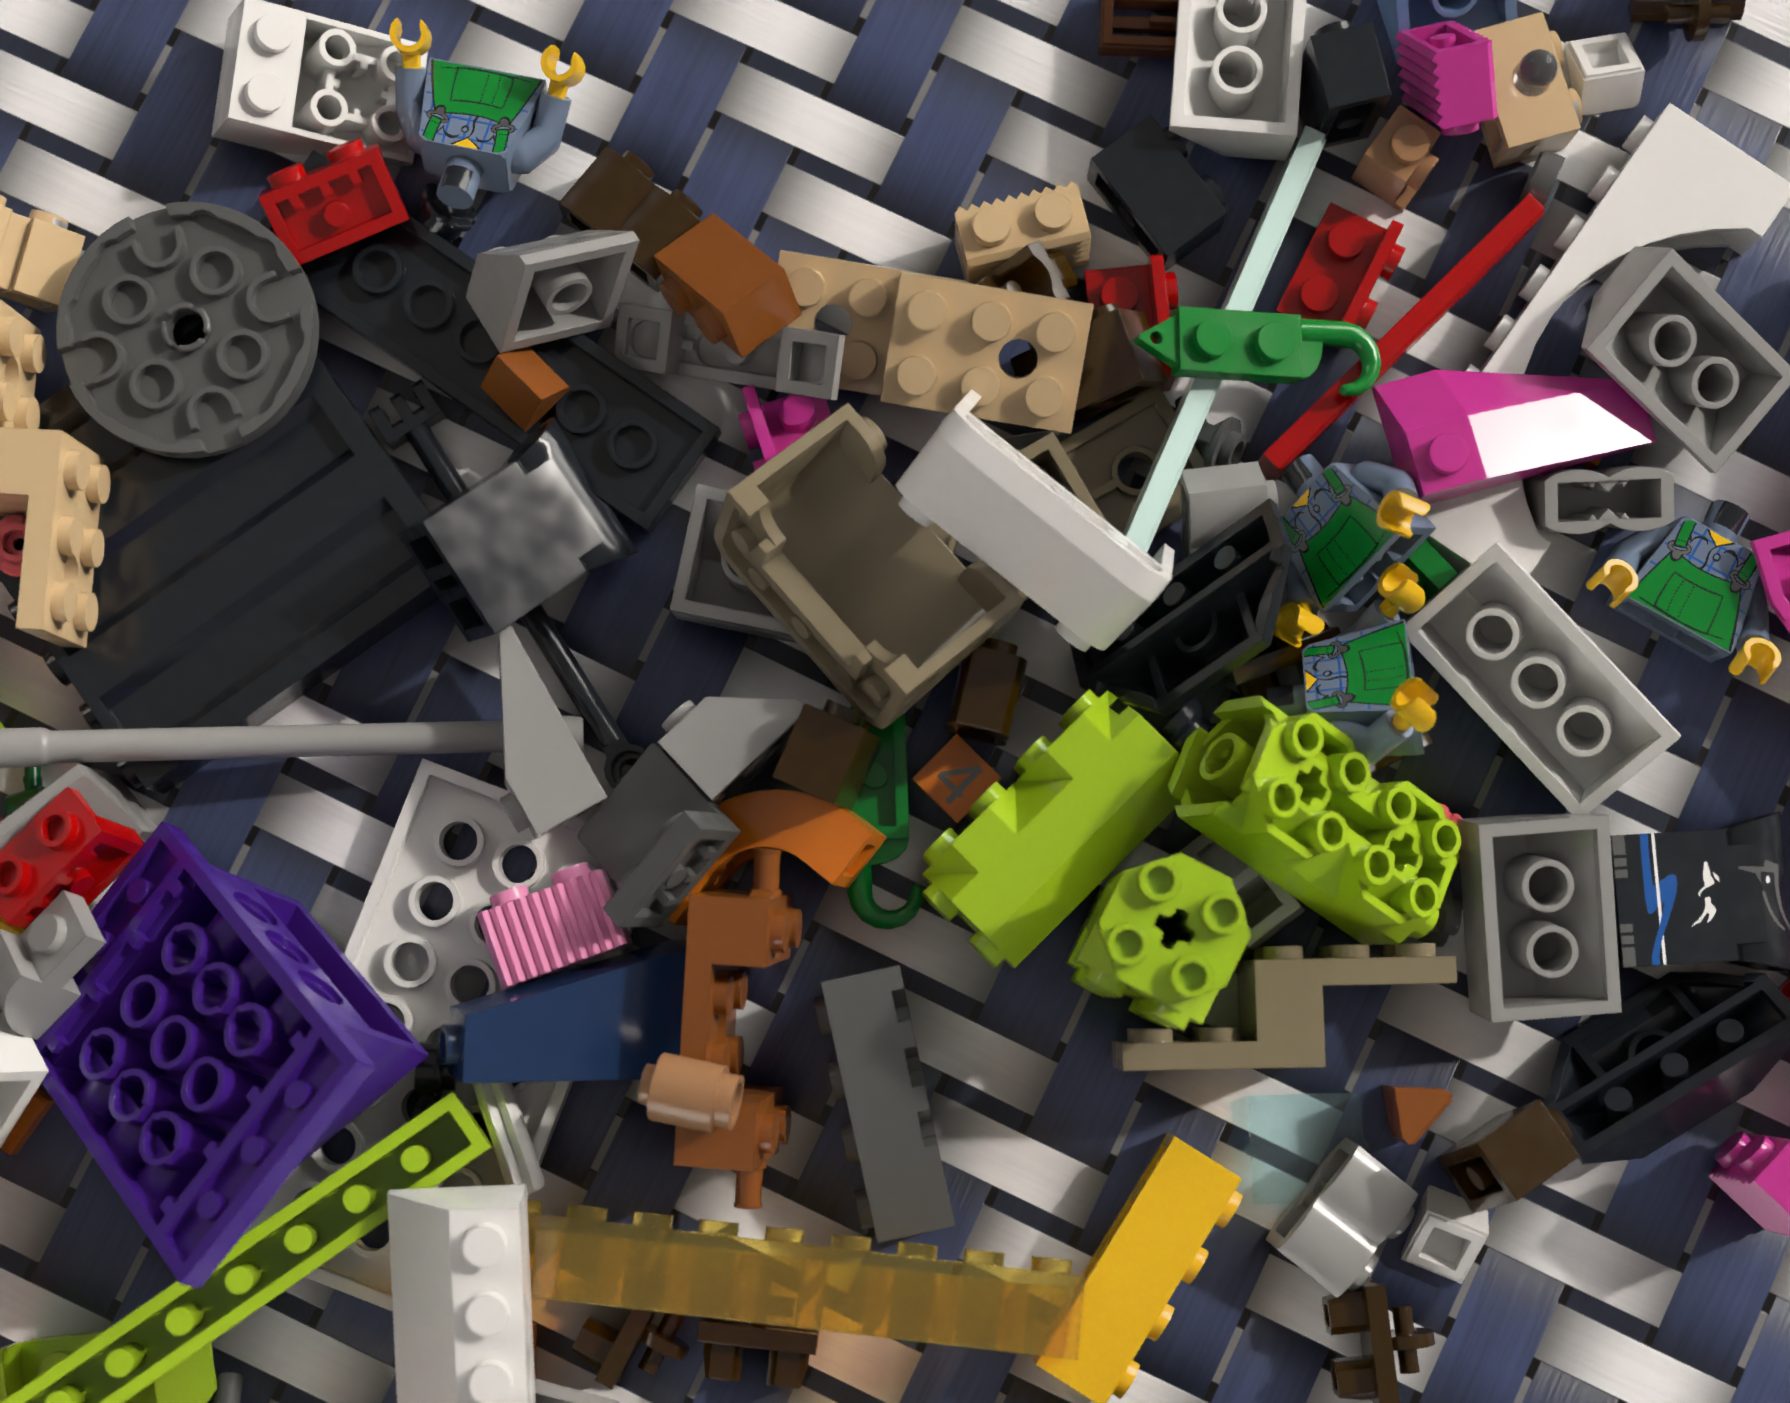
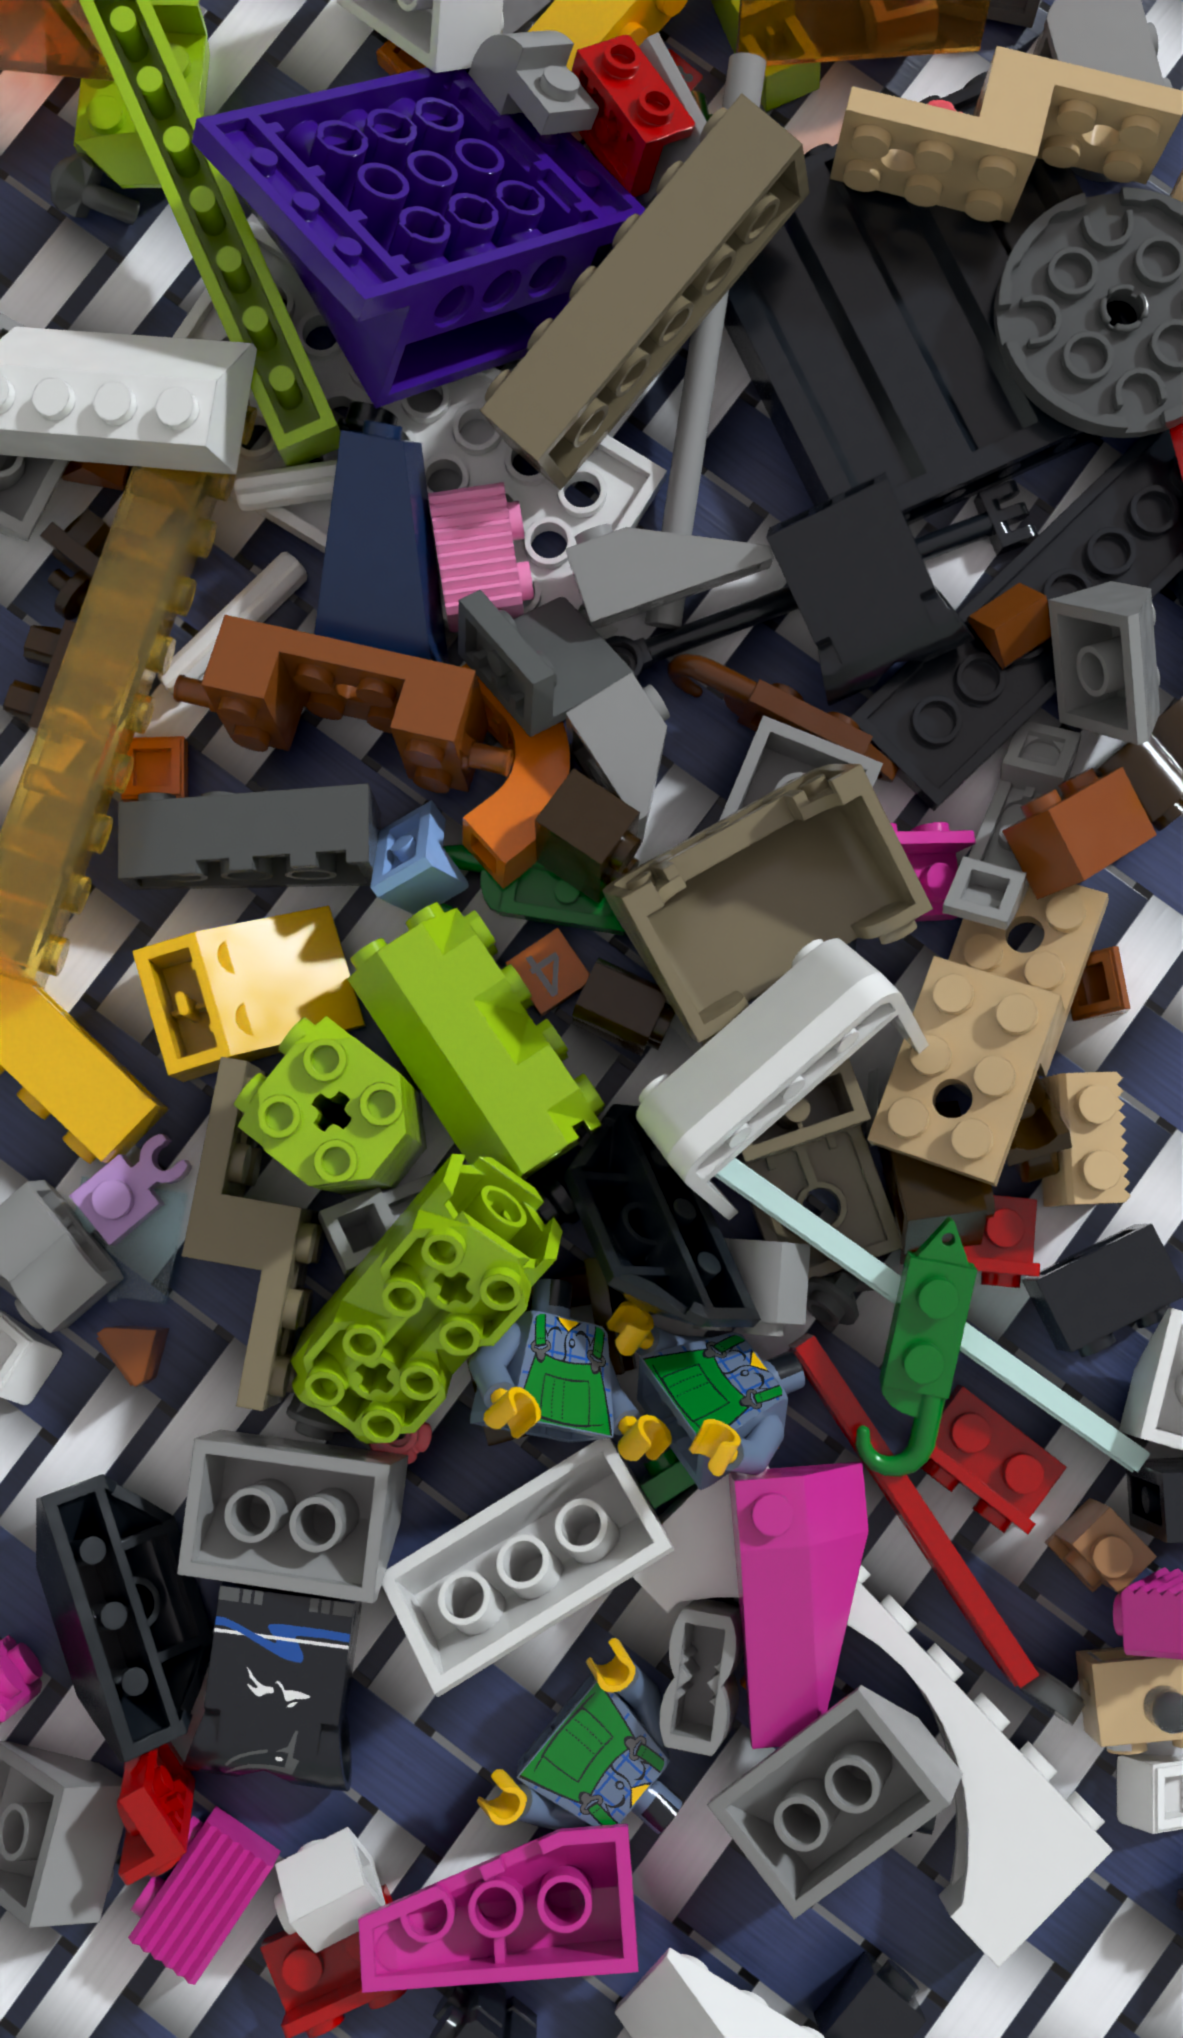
camera: 95 degrees right, 0 degrees up
(263, 798) = (649, 290): none -> dark tan brick
(652, 597) = (777, 701): none -> reddish brown plate
(657, 1169) = (253, 603): none -> white axle
(691, 1093) = (283, 634): medium nougat brick -> none
(826, 1213) = (158, 767): none -> orange tile
(866, 242) = (1101, 987): none -> dark orange slope
(877, 932) = (413, 865): none -> light blue slope
(1039, 1070) = (244, 988): none -> yellow slope
(1263, 1155) = (124, 1193): none -> lavender plate
(1509, 1156) = (62, 1430): dark brown brick -> none

